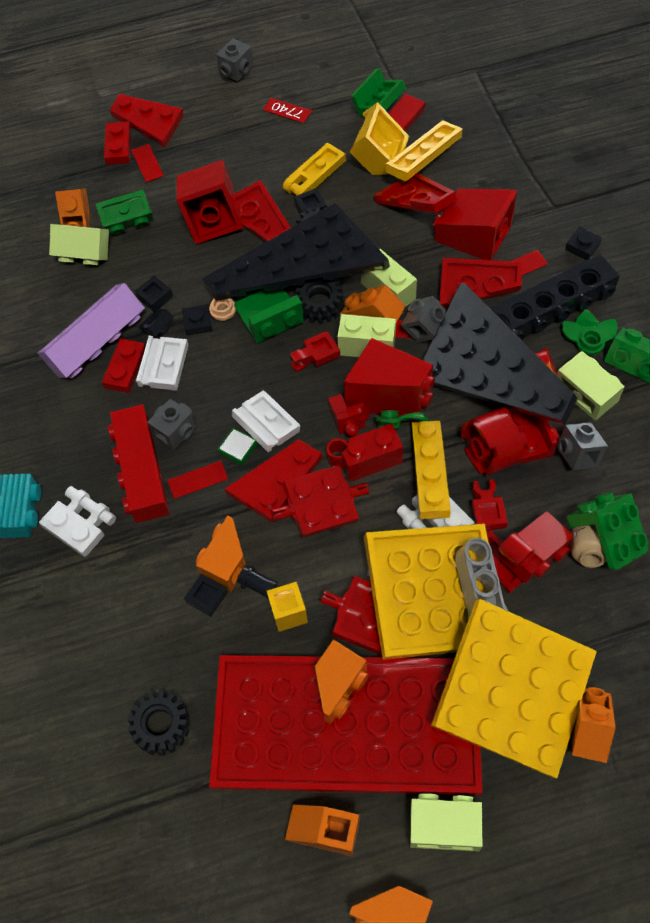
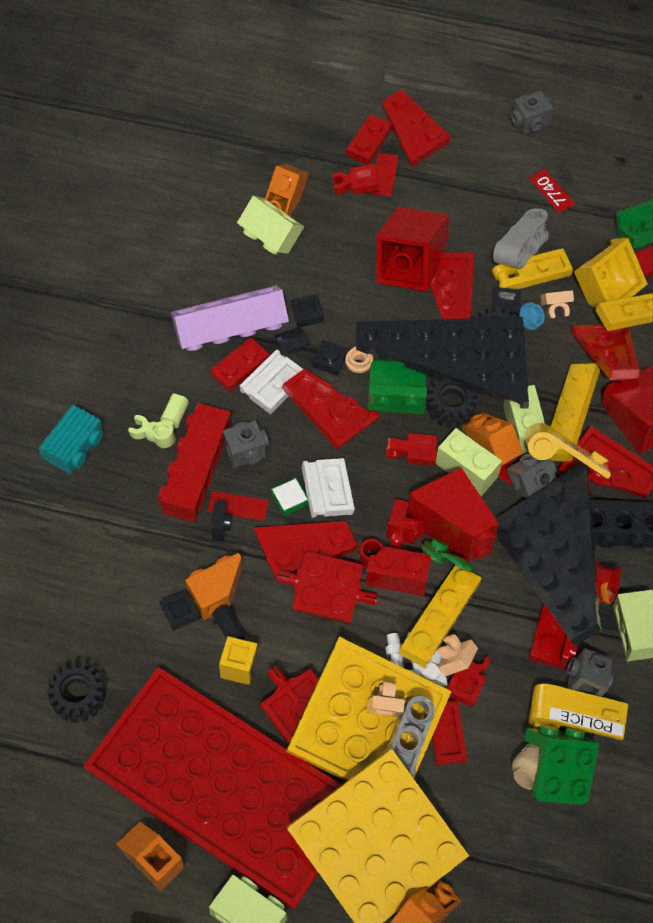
camera: 25 degrees right, 0 degrees up
(72, 528) = (107, 487): white plate -> none
(92, 455) = (162, 432): none -> yellowish green bar
(125, 212) = (330, 216): green bracket -> none
(130, 173) = (361, 180): none -> red plate
(193, 499) = (220, 521): none -> black plate
(226, 360) = (328, 410): none -> red wing
(293, 150) = (522, 239): none -> light grey piece
(338, 198) = (532, 315): none -> dark azure plate
(338, 674) = (237, 743): orange slope -> none
(348, 182) = (557, 299): none -> light nougat tile
(419, 256) = (574, 404): none -> yellow plate
(424, 284) = (545, 441): none -> yellow door
(442, 563) = (385, 702): none -> light nougat tile
(467, 492) = (456, 655): none -> light nougat tile
(493, 441) = (511, 625): red brick -> none
(536, 547) = (482, 739): red hinge -> none
(589, 479) = (577, 710): none -> yellow door

